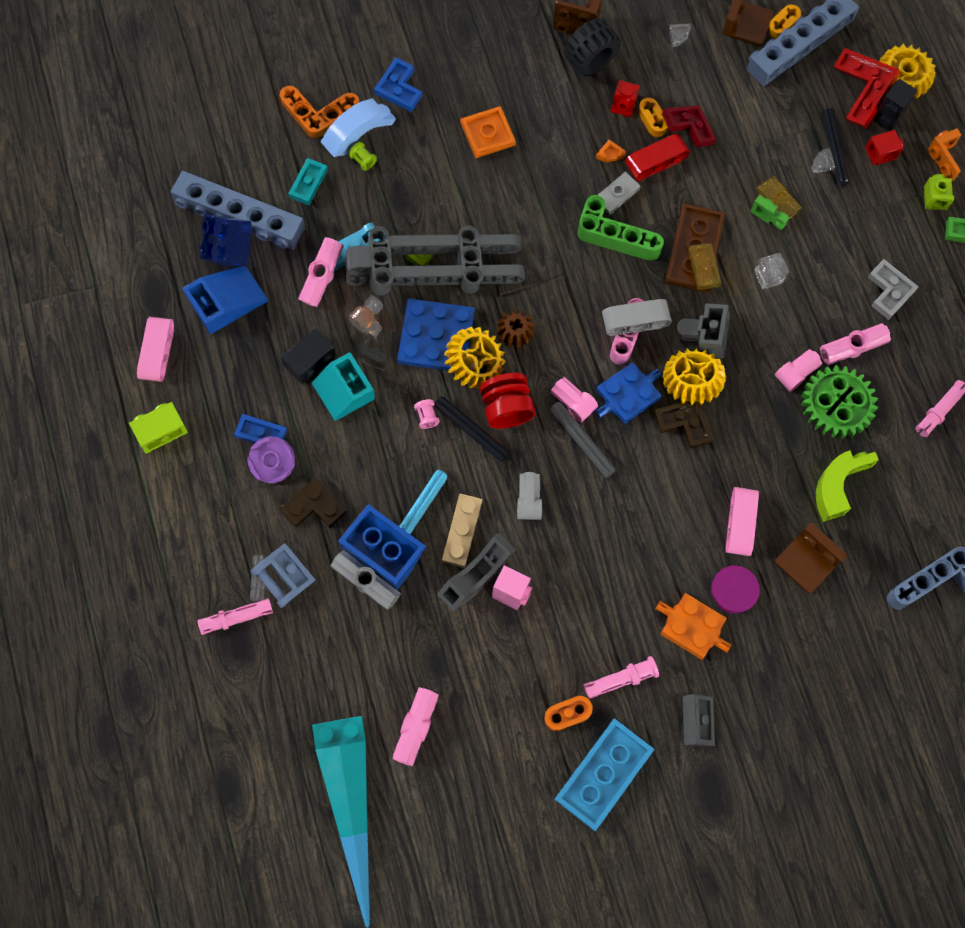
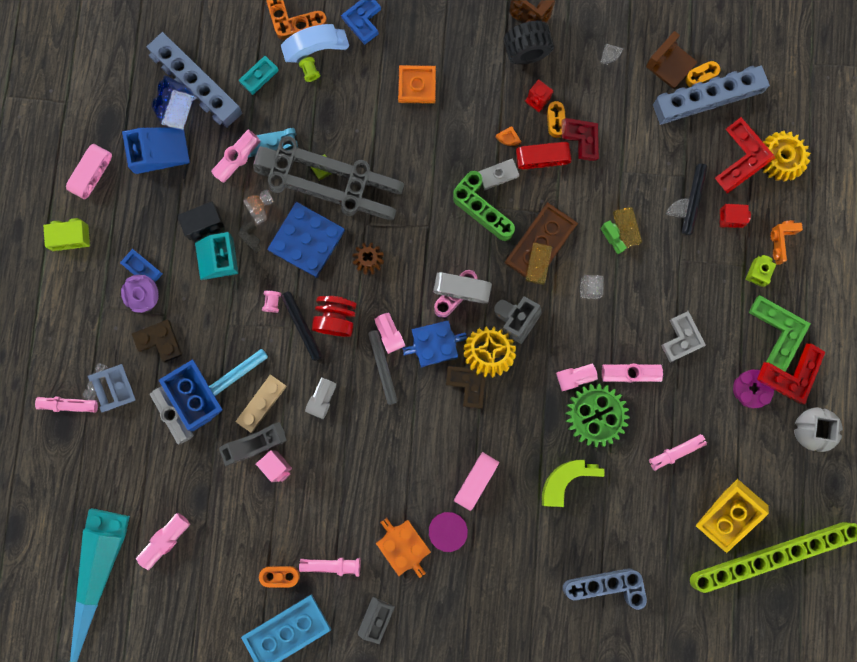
camera: 25 degrees right, 10 degrees up
(468, 363) = (328, 265): yellow gear -> none
(810, 558) = (514, 532): reddish brown bracket -> none
(894, 105) = (758, 183): black brick -> none

